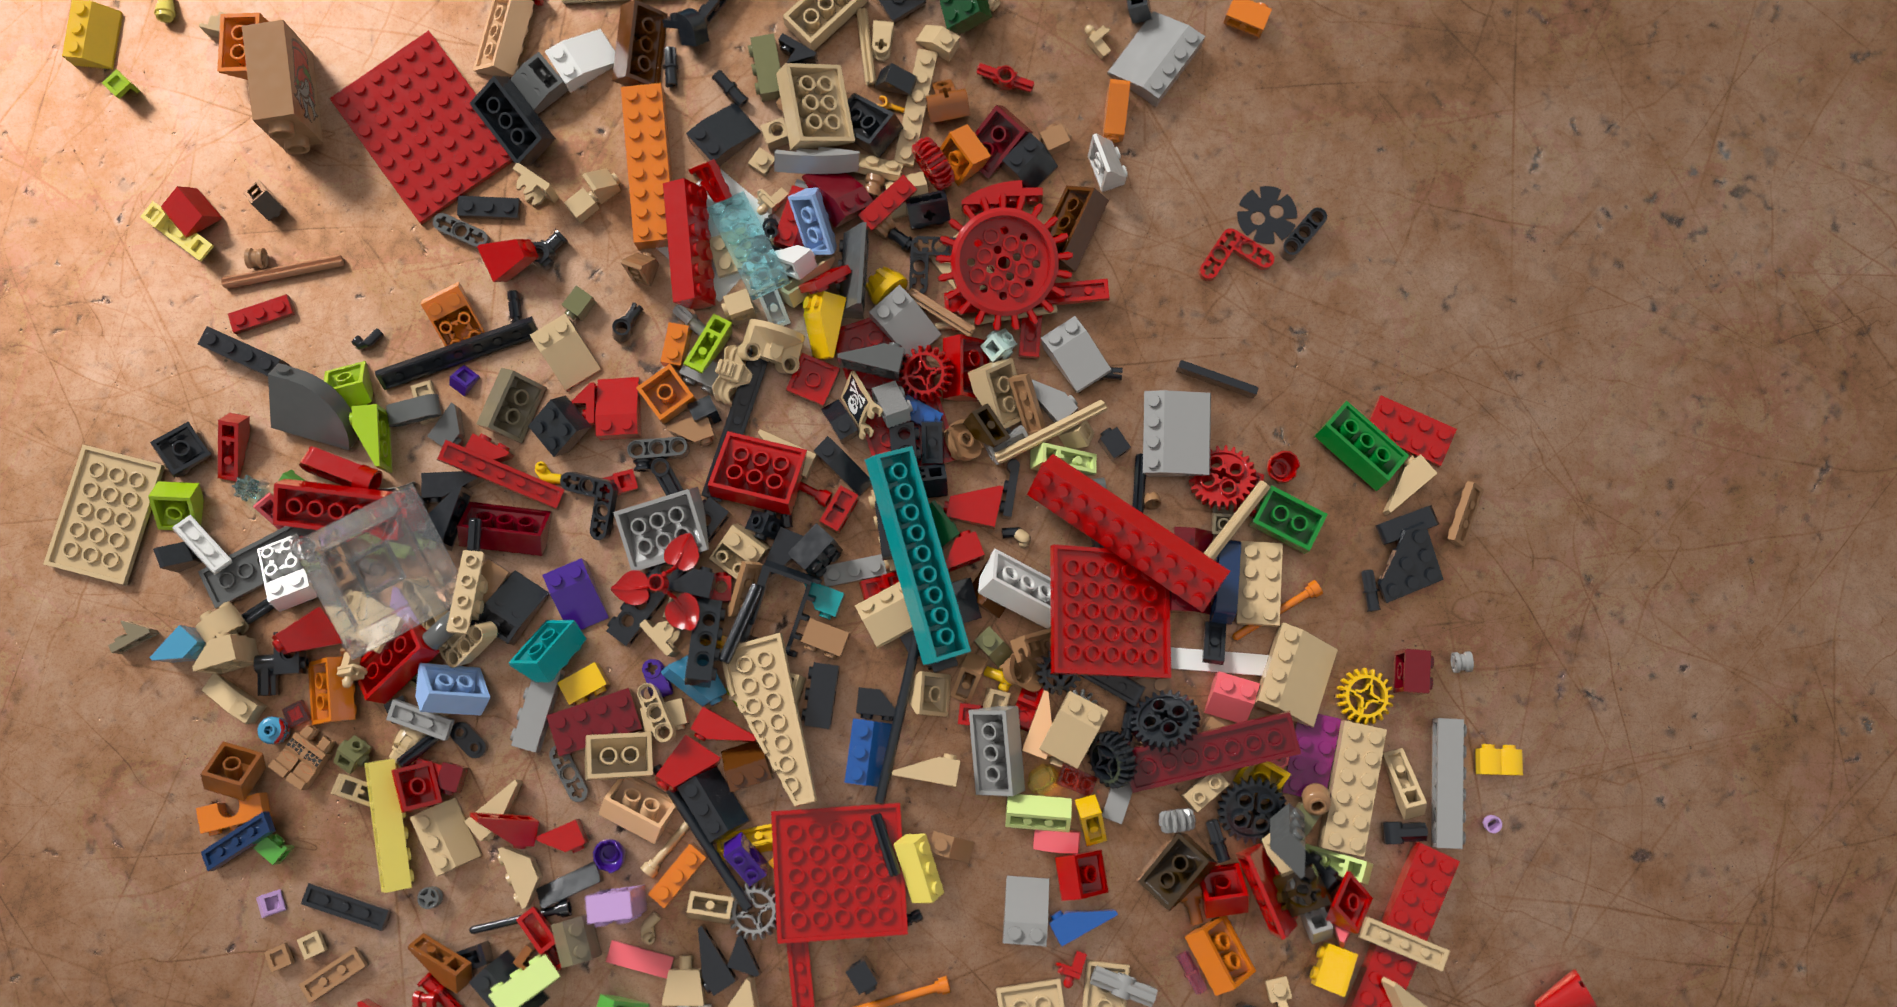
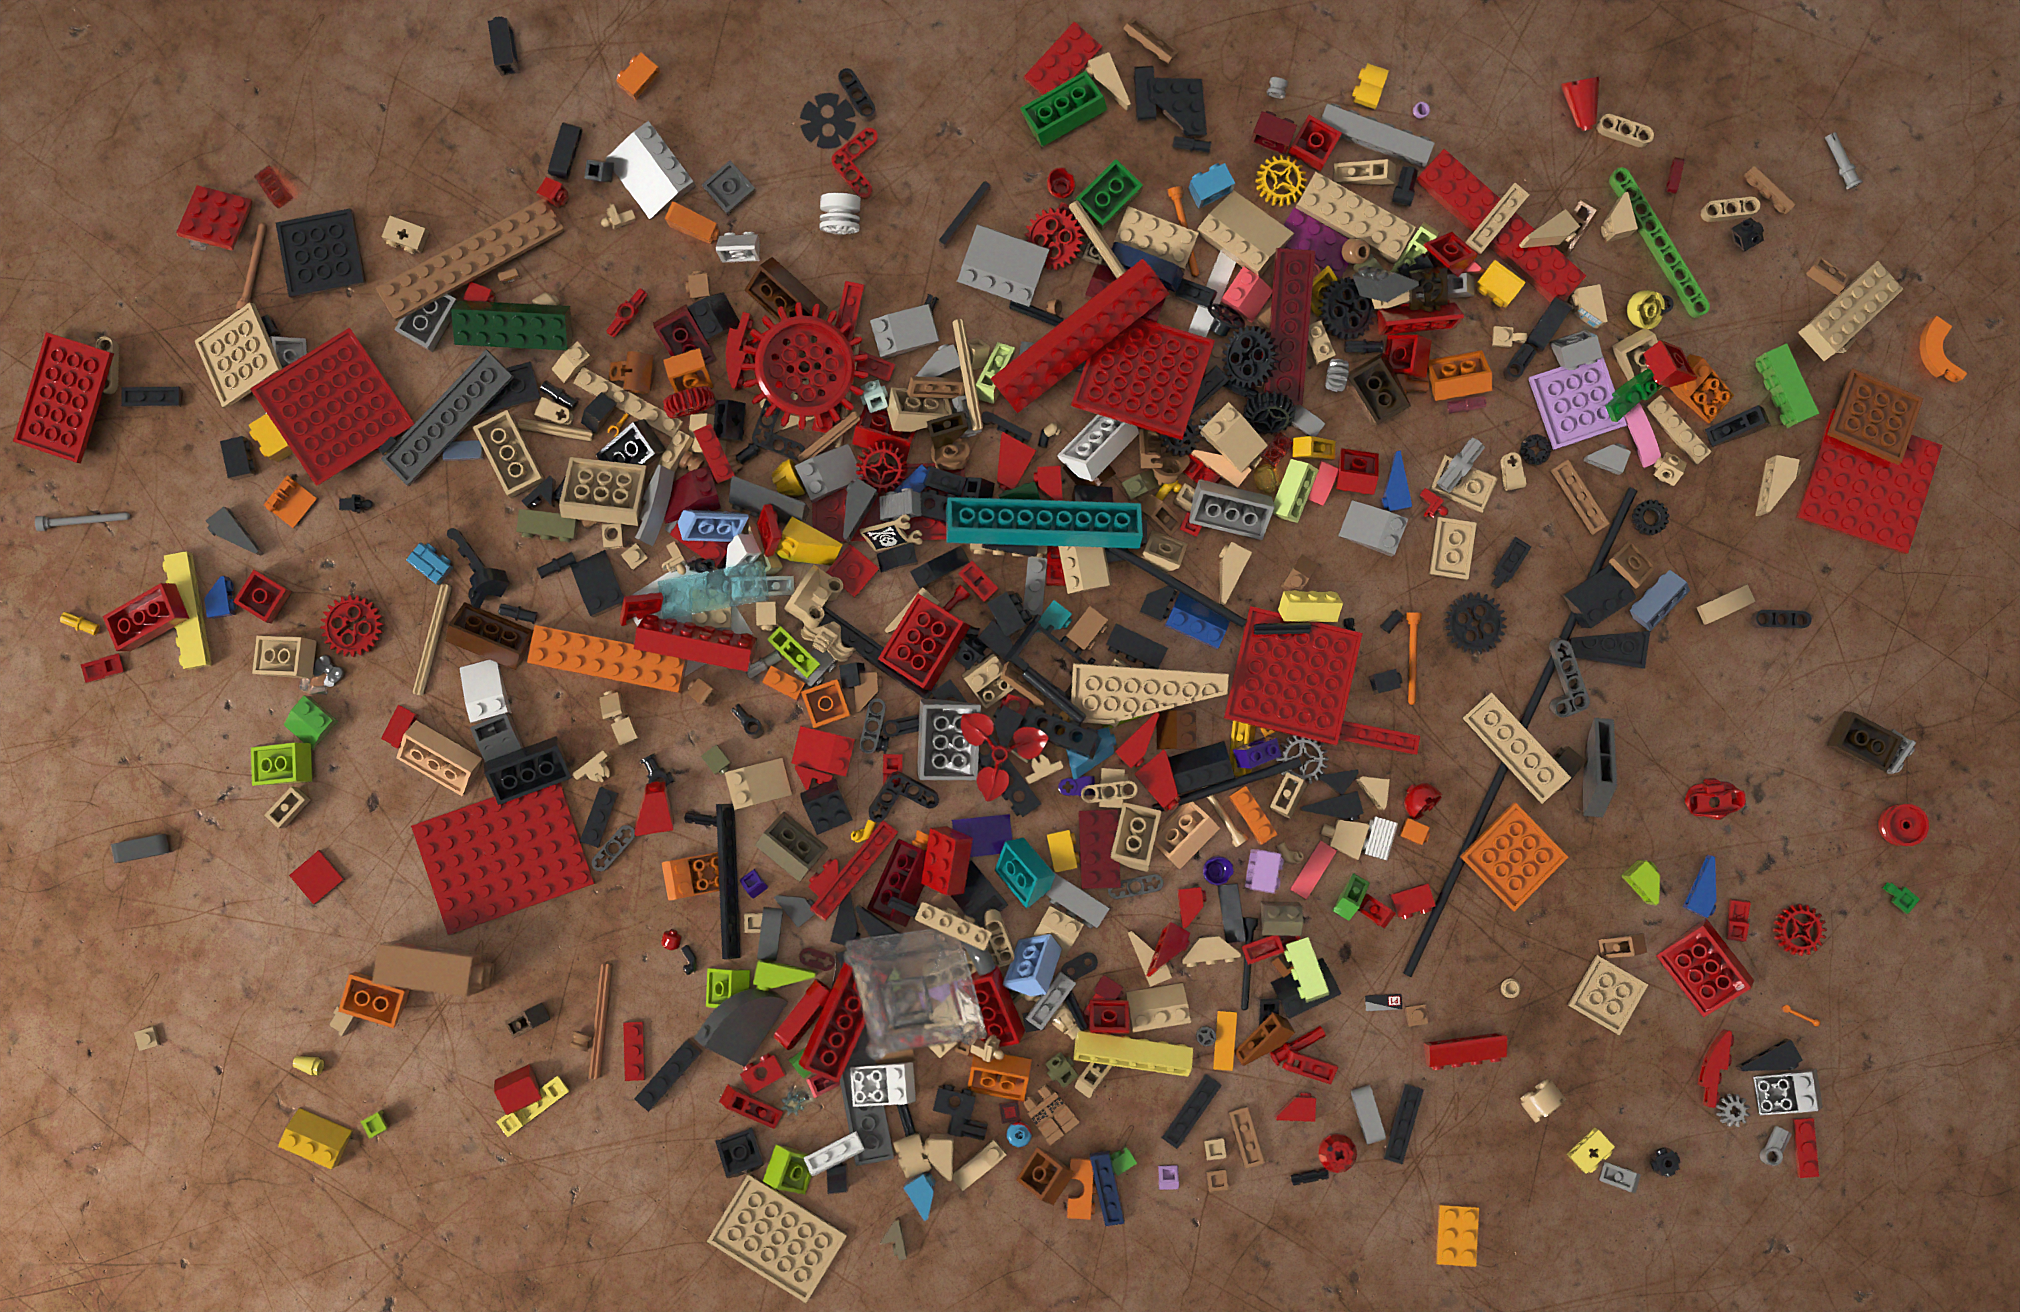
camera: 70 degrees left, 5 degrees up
(259, 442) = (774, 1072): none -> red brick
(307, 633) = (943, 1079): red slope -> none
(384, 316) = (671, 940): none -> red piece
(398, 466) = (815, 963): none -> dark red beam
(431, 919) = (1225, 1040): none -> light orange tile
(502, 706) = (1061, 927): none -> tan slope
(535, 565) = (946, 860): none -> red brick
(554, 536) = (921, 840): none -> orange wheel
(901, 39) = (559, 395): none -> black pin
(932, 963) = (1390, 623): none -> black pin
(1114, 443) = (993, 323): black brick -> none
(1165, 137) = (728, 187): none -> dark grey plate
(1170, 253) = (840, 213): none -> white wheel
(1194, 680) = (1223, 321): none -> black wheel
(1334, 623) = (1211, 185): none -> dark azure brick
(1417, 719) = (1314, 142): none -> red slope

